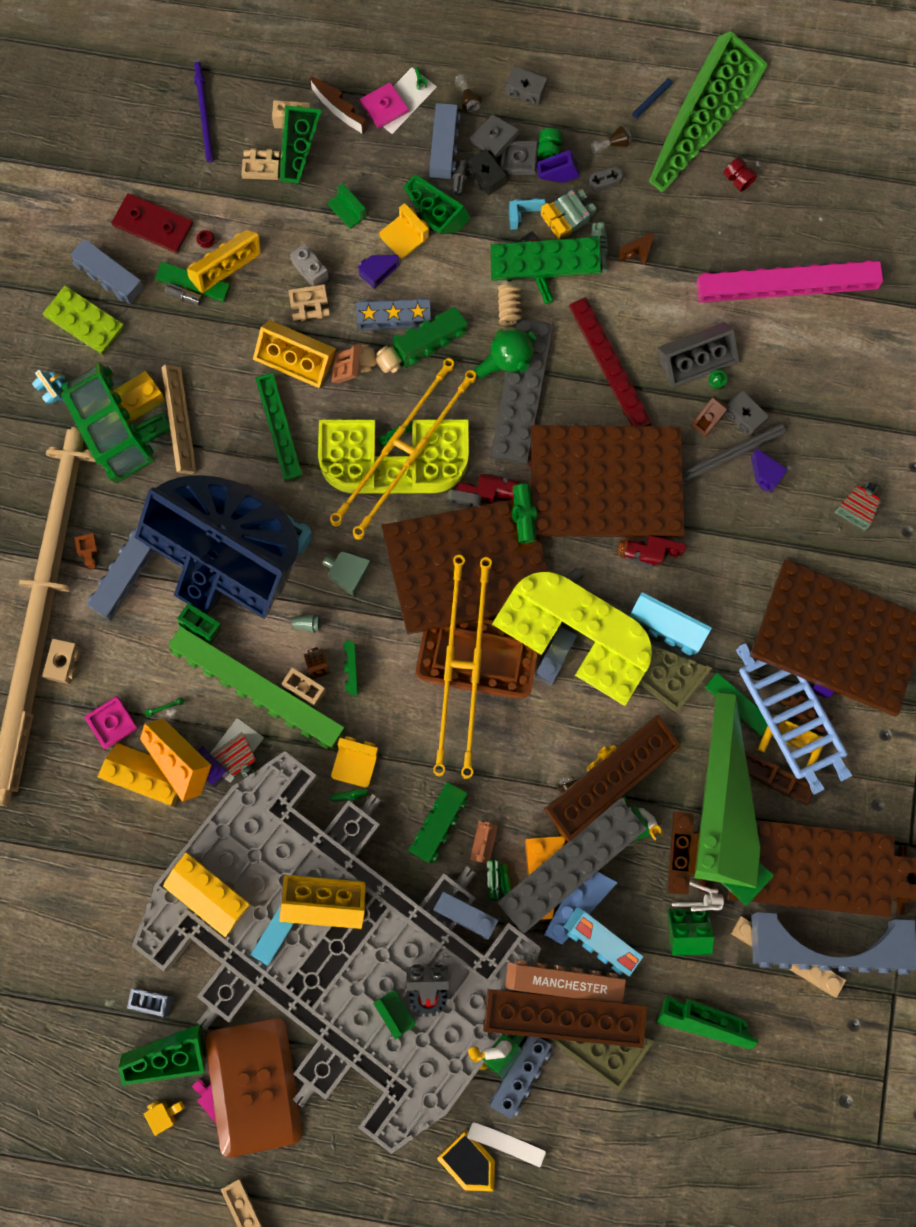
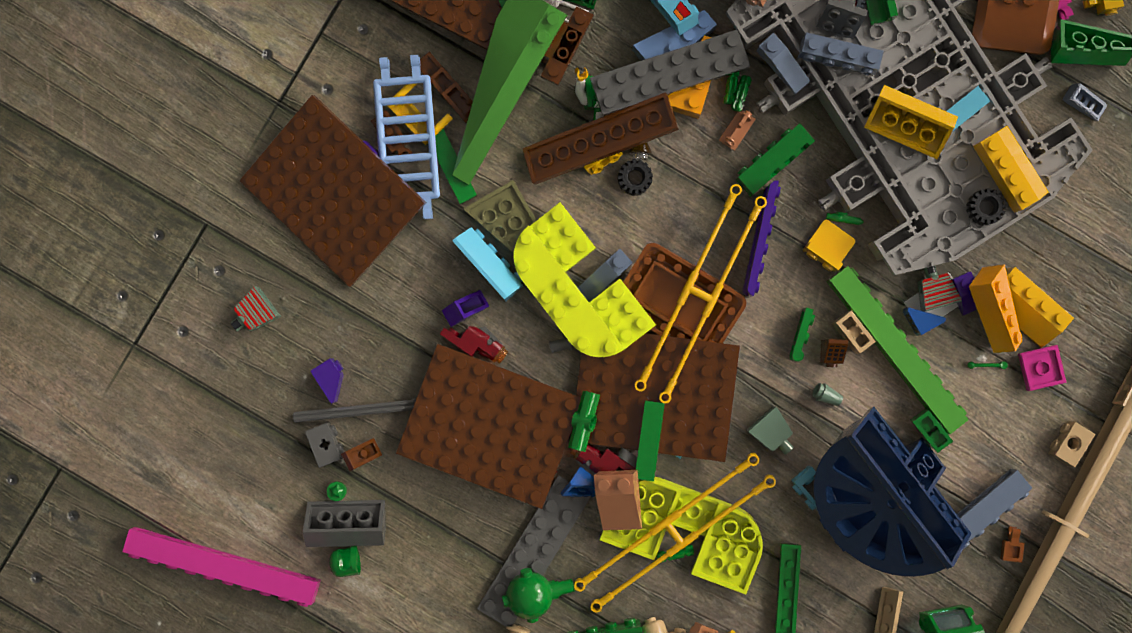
camera: 160 degrees left, 10 degrees up
(208, 841) = (996, 200): none -> black tyre
(239, 723) = (922, 321): none -> blue slope
(413, 944) = (840, 54): none -> sand blue brick
(423, 748) = (759, 245): none -> dark purple plate
(458, 518) = (649, 440): none -> green tile
(467, 457) = (618, 499): none -> nougat slope
(503, 461) = (580, 485): none -> blue slope
(575, 756) = (643, 169): none -> black tyre
(609, 363) = (436, 547): dark red plate -> none
(671, 578) = (465, 308): none -> dark purple slope
(684, 321) = (345, 562): none -> green helmet

